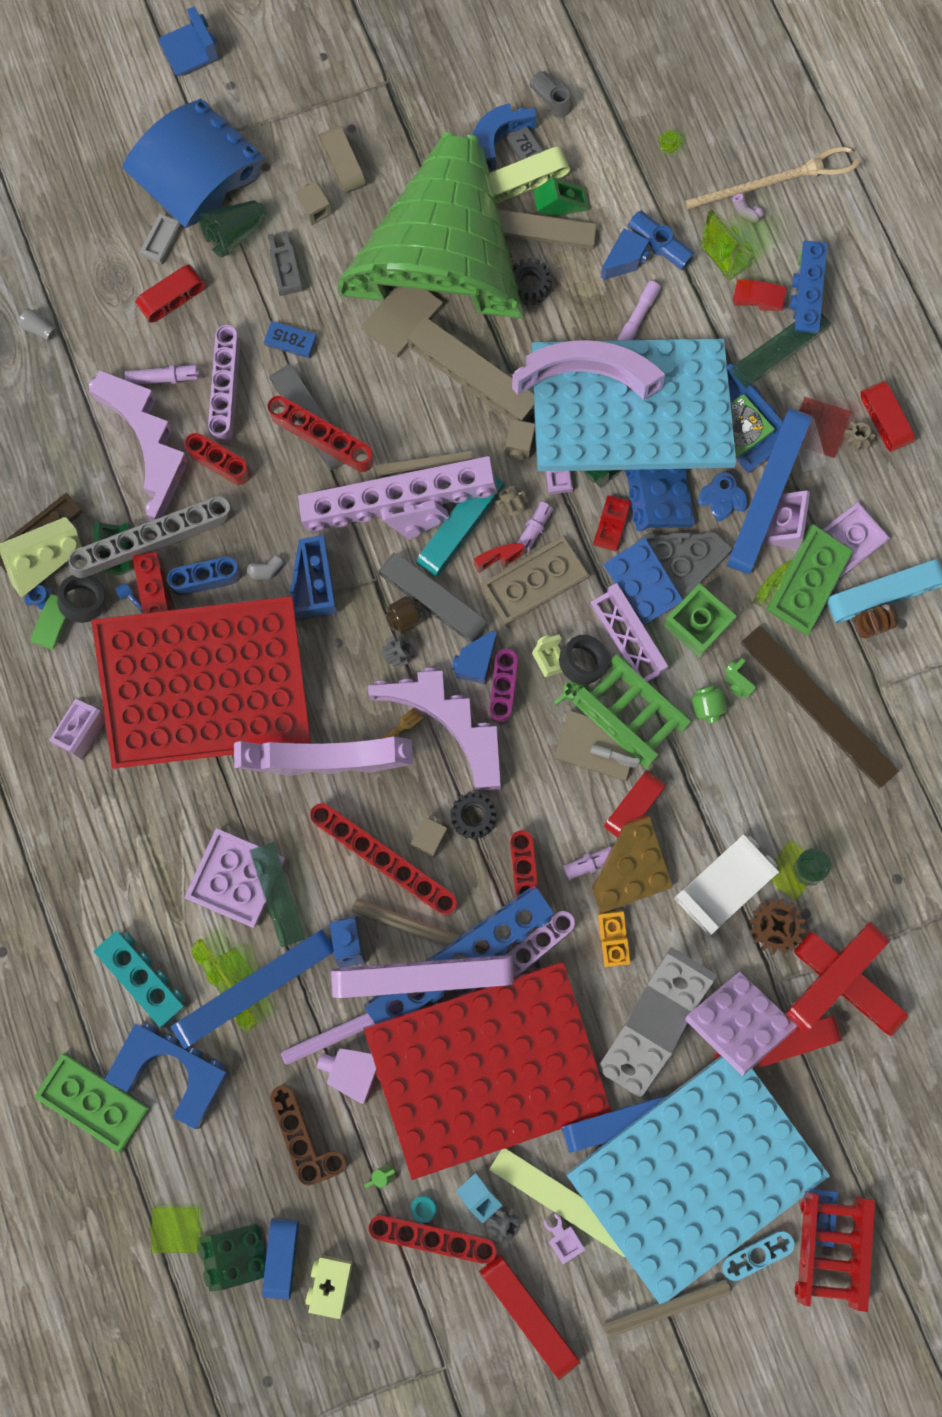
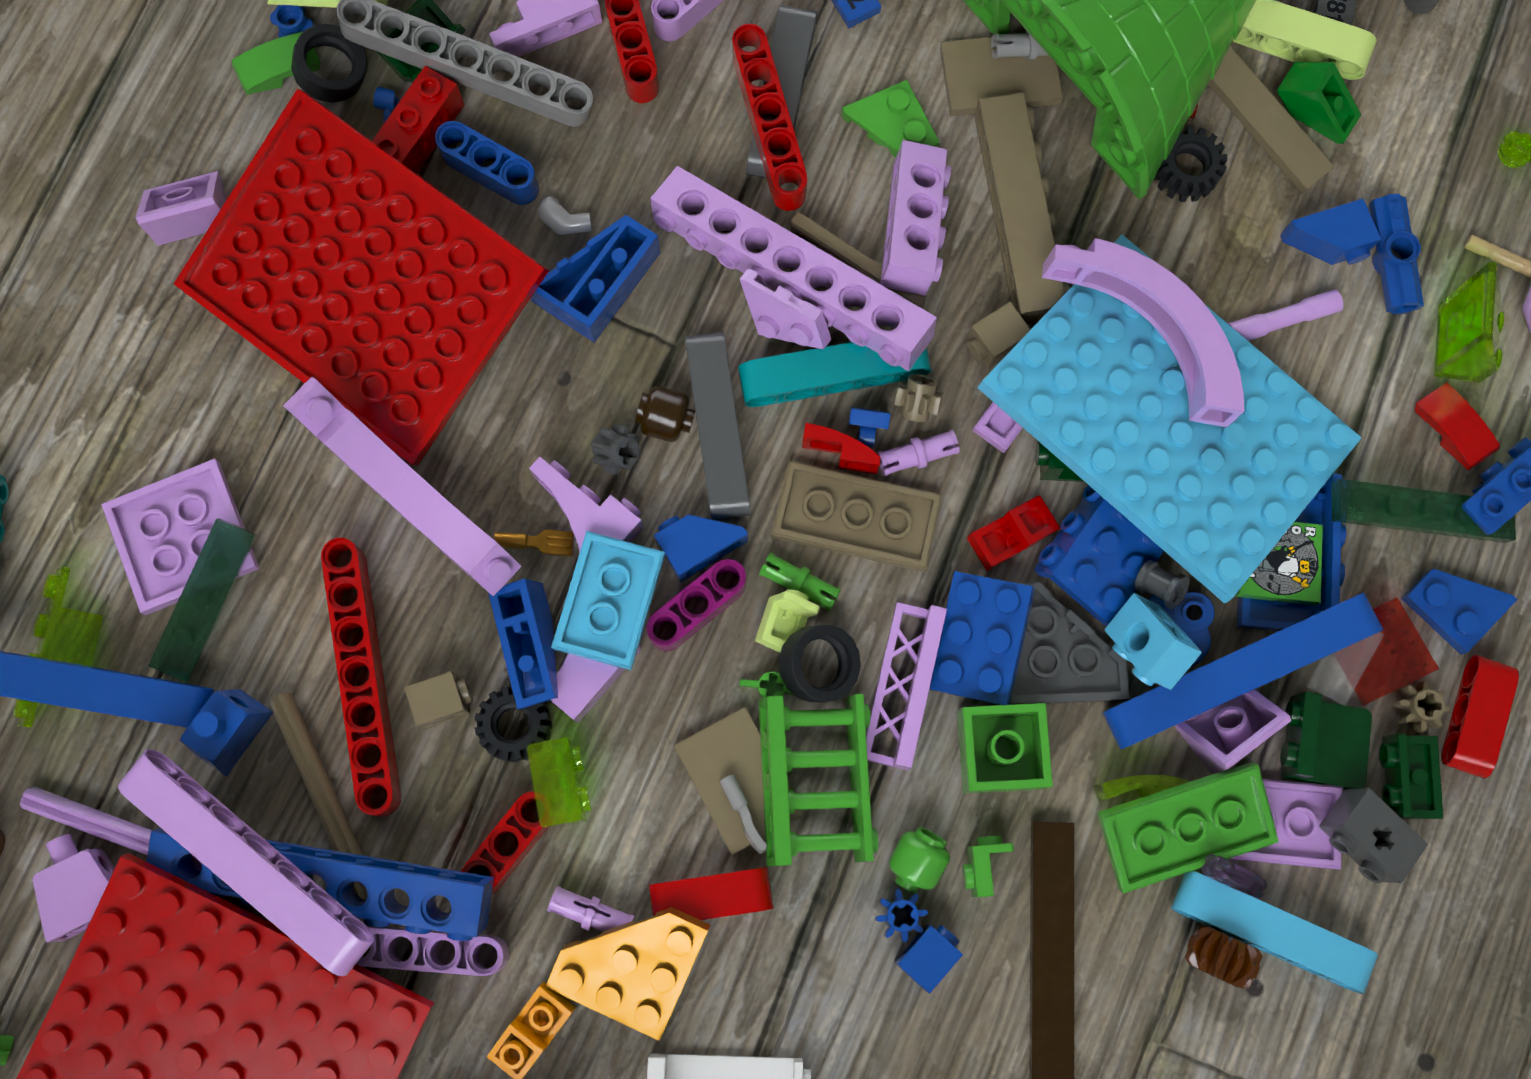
camera: 35 degrees right, 0 degrees up
(375, 383) = (892, 117): none -> bright green wing
(399, 296) = (1016, 46): none -> light grey pin
(432, 419) = (915, 218): none -> lavender brick
(446, 772) = (526, 640): none -> blue slope
(464, 719) = (608, 600): none -> medium azure tile
(500, 533) = (868, 422): none -> blue tile
(519, 819) = (556, 782): none -> clear neon green bracket
(538, 631) = (800, 580): none -> bright green pin
(699, 484) = (1162, 584): none -> dark grey bush
(719, 514) = (1151, 642): none -> medium azure brick
(729, 729) = (913, 913): none -> blue gear
(753, 740) = (930, 956): none -> blue brick
(833, 488) = (1326, 742): none -> dark green bracket
(834, 377) = (1457, 607): none -> blue wing
(848, 582) = (1234, 876): none -> clear purple axle
(882, 470) = (1412, 776): none -> dark green bracket
(890, 510) = (1372, 836): none -> dark grey brick

